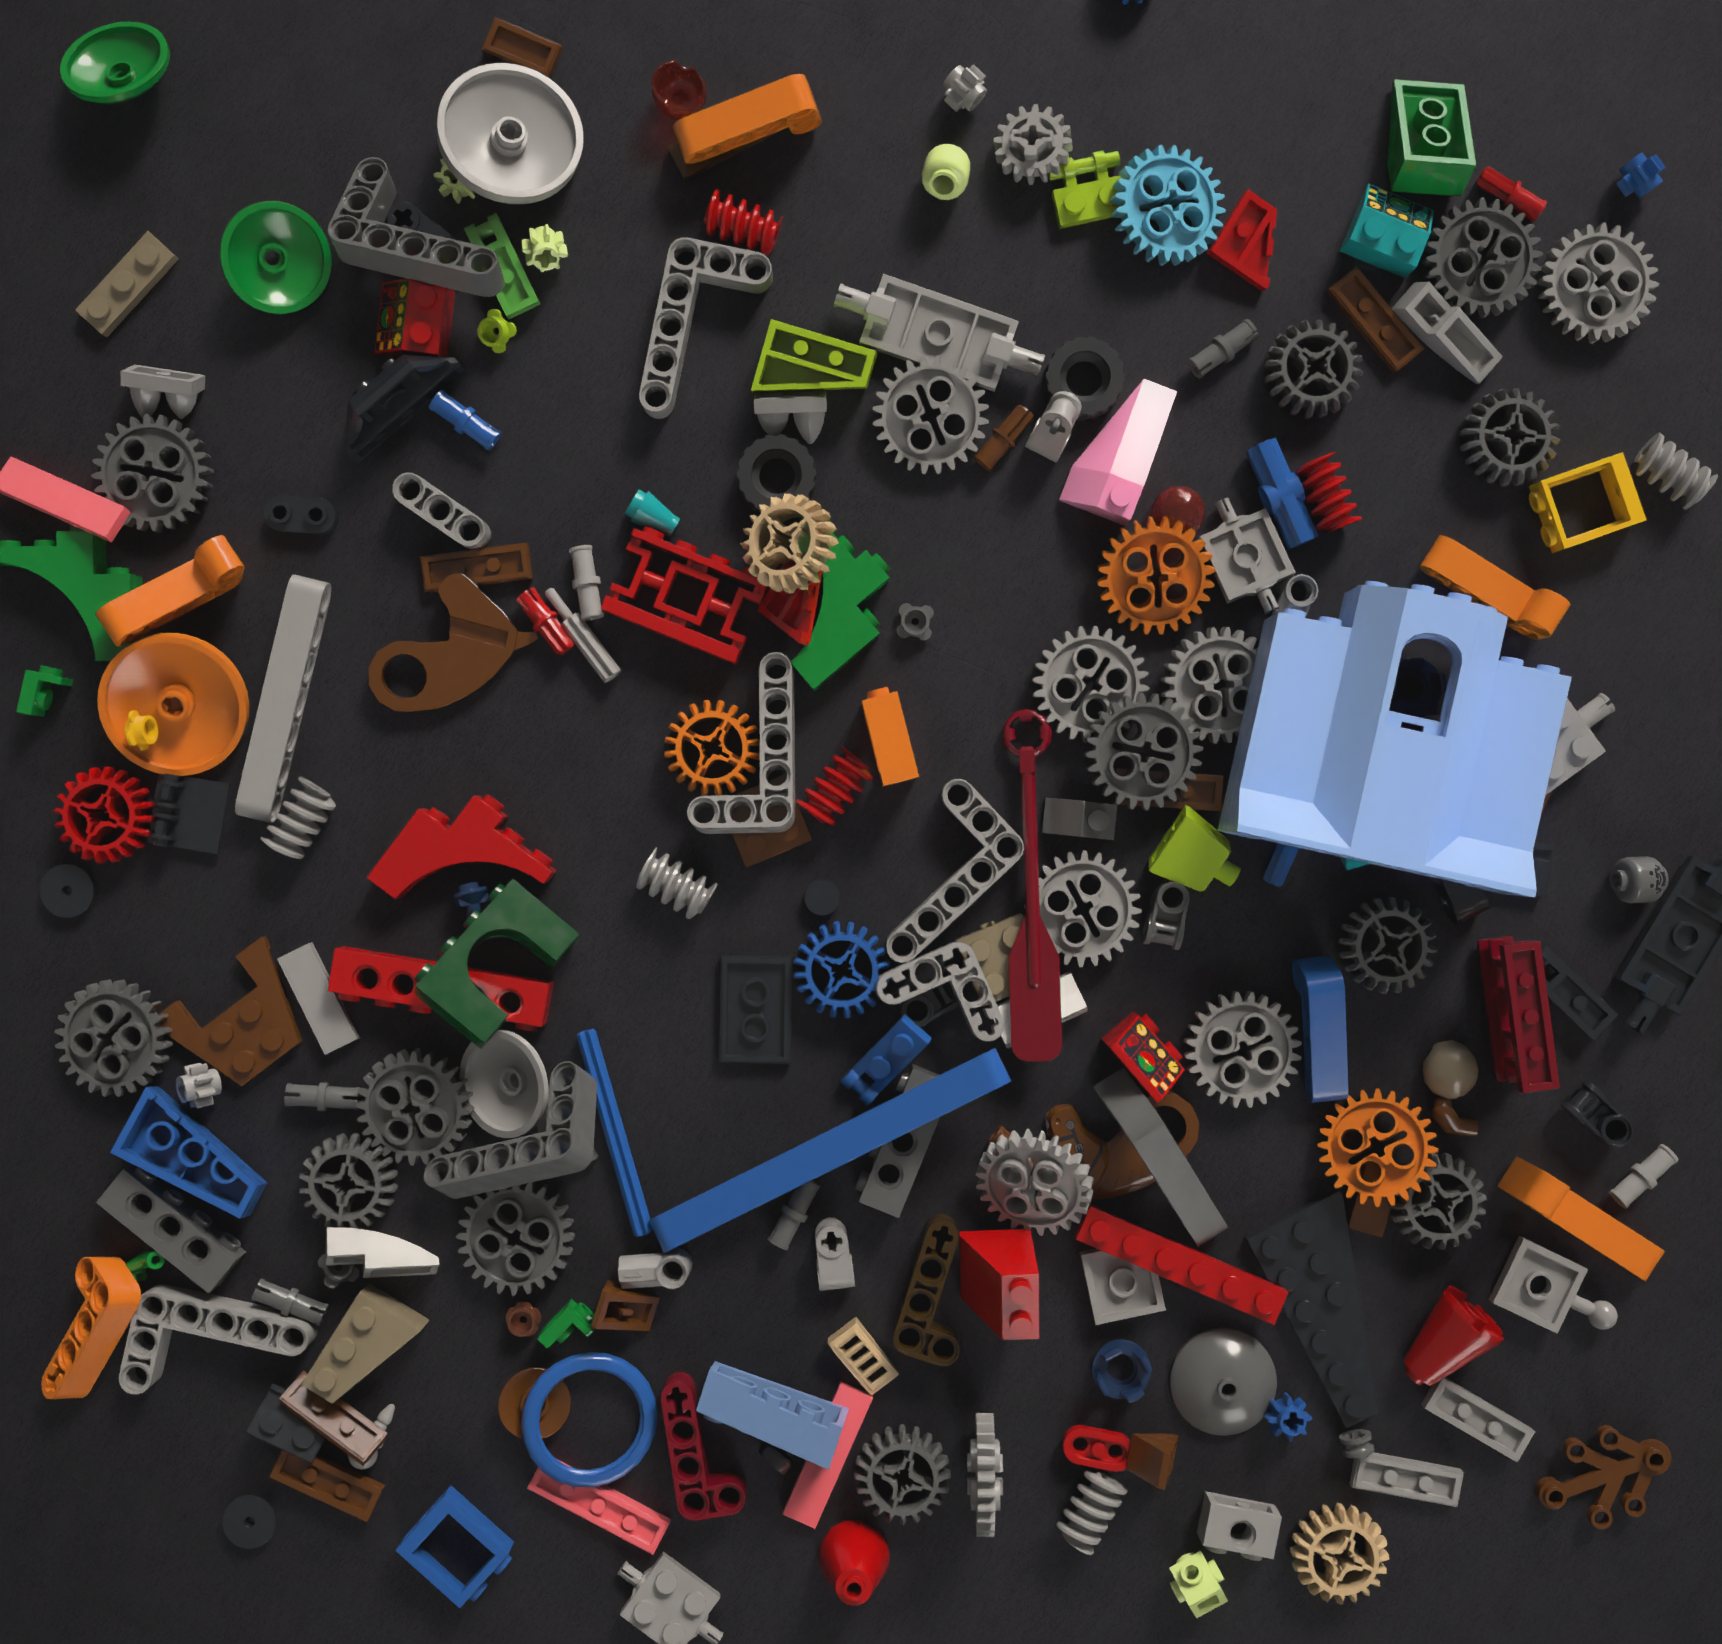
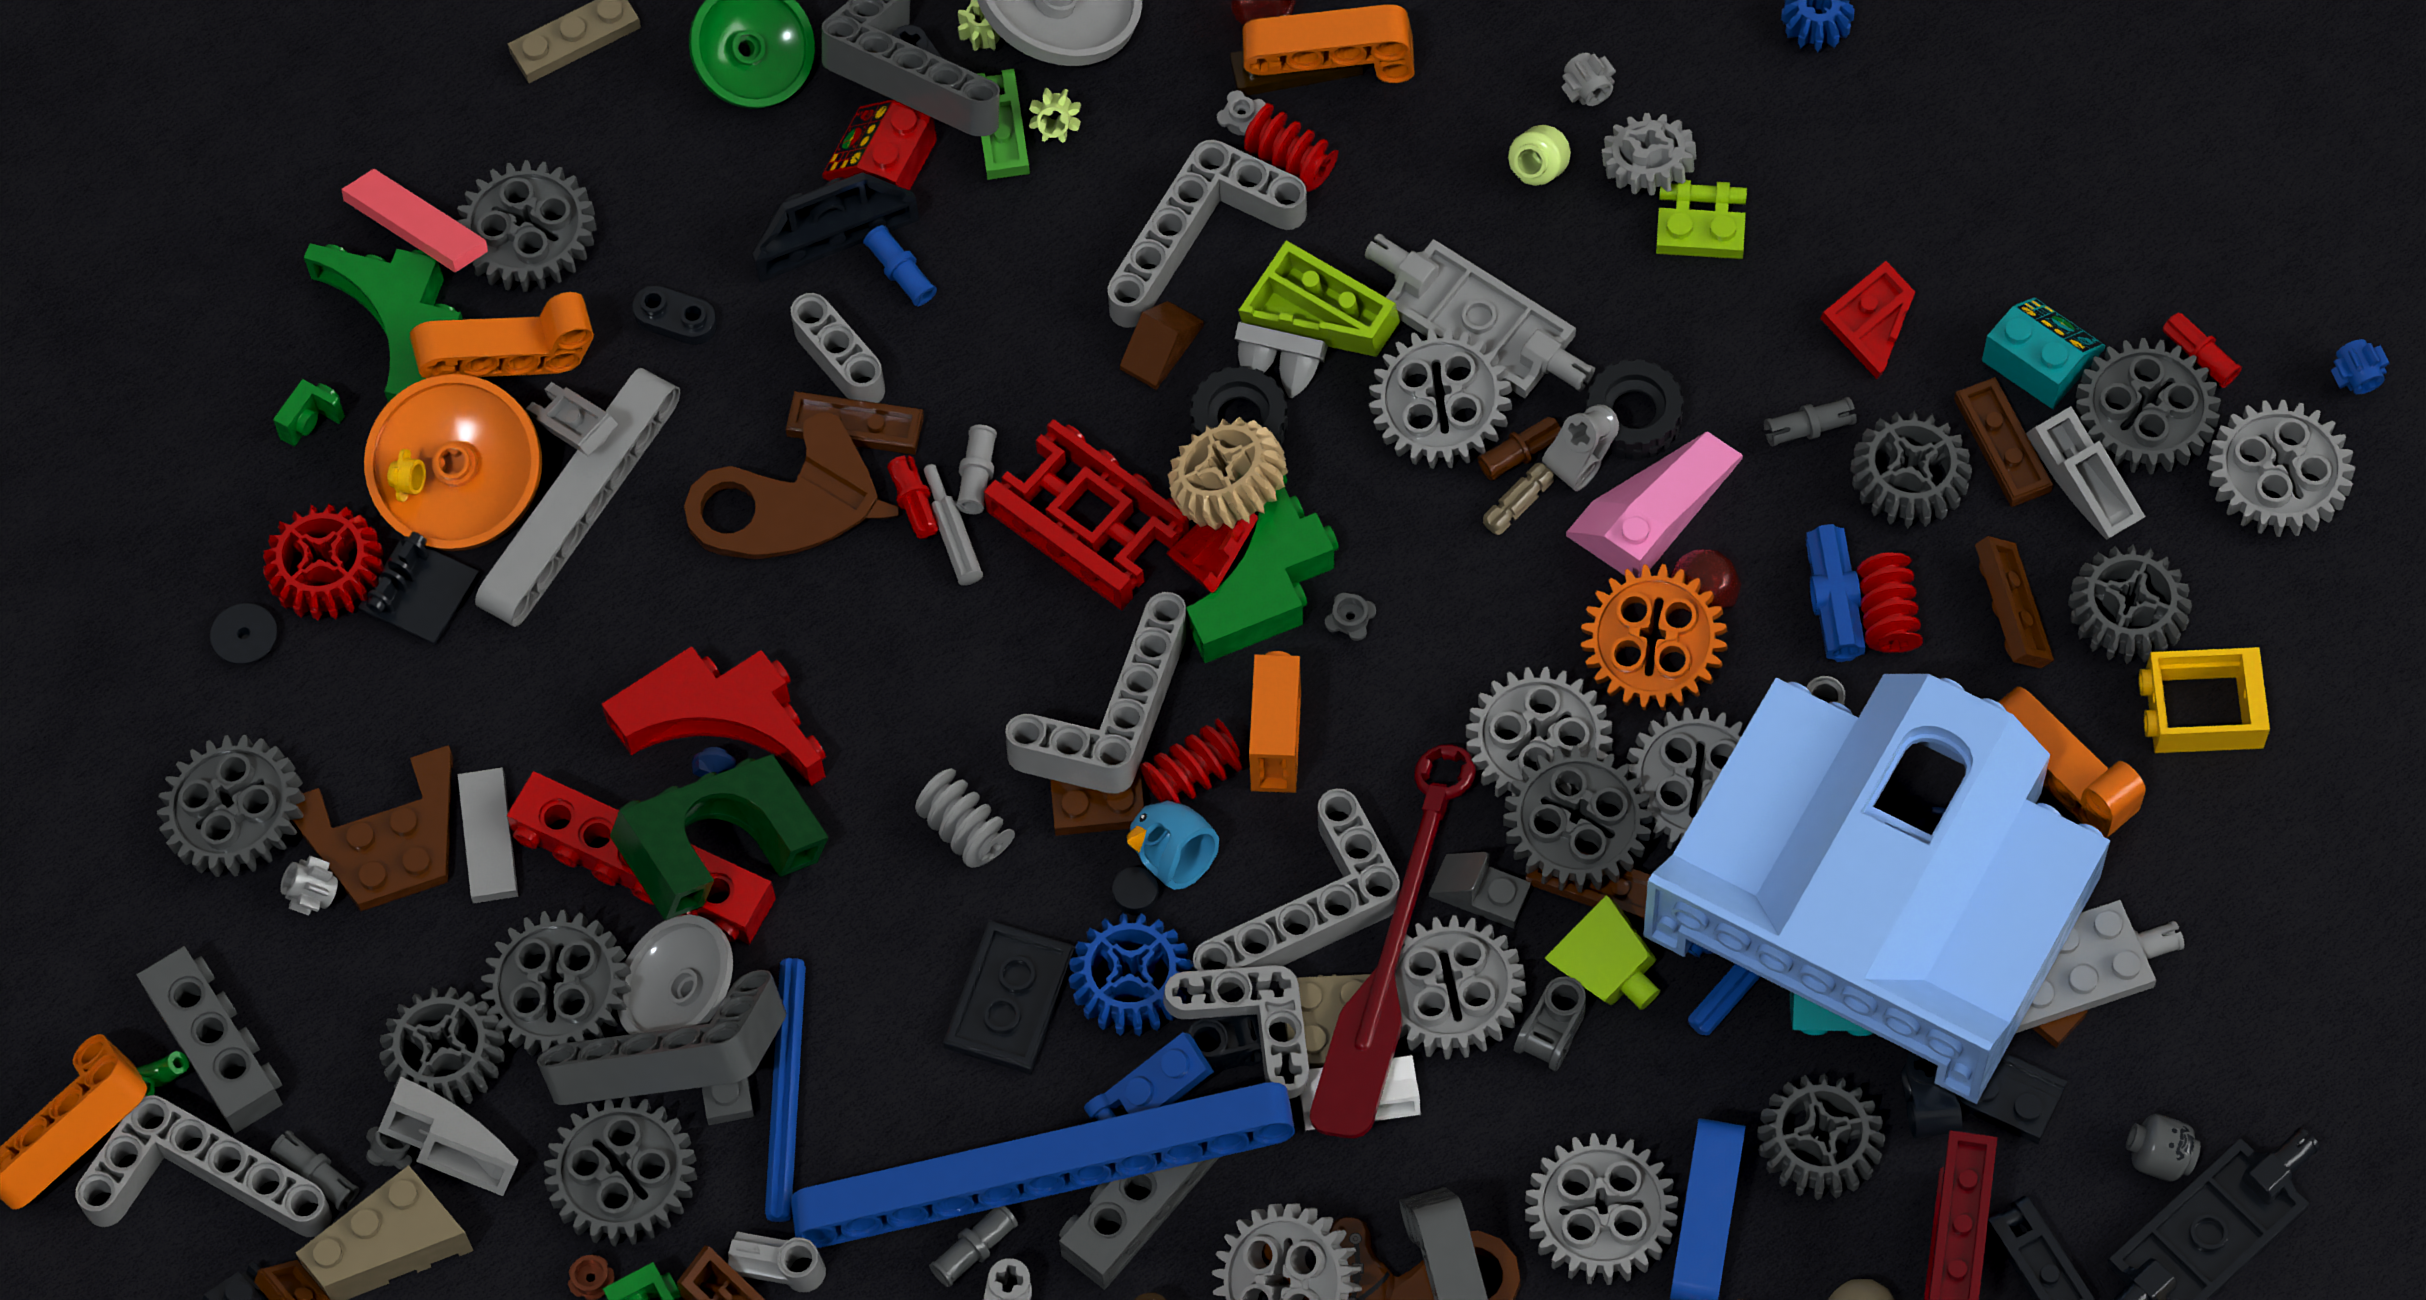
camera: 20 degrees right, 25 degrees down
(148, 383) = (556, 136): light grey tile -> none
(185, 1153) = (262, 956): blue wedge -> none
(254, 642) = (573, 419): none -> light grey hinge
(300, 820) = (546, 624): light grey piece -> none
(321, 1096) = (449, 944): dark grey pin -> none
(487, 333) = (961, 179): lime plate -> none
(650, 512) = (1075, 409): teal cone -> none
(685, 733) = (1044, 658): orange gear -> none
(688, 190) = (1231, 119): none -> light grey plate
(694, 426) = (1159, 342): none -> reddish brown slope
(840, 857) = (1173, 843): none -> dark azure piece
(1014, 482) = (1518, 498): none -> dark tan axle
(1144, 1055) = (1471, 1169): slope -> none
(1161, 173) = (1787, 254): medium azure gear -> none
(1247, 555) = (1771, 642): light grey plate -> none
(1420, 462) = (2013, 602): none -> reddish brown plate
(1429, 138) = (2116, 267): green slope -> none
(1674, 470) = (2321, 695): light grey piece -> none

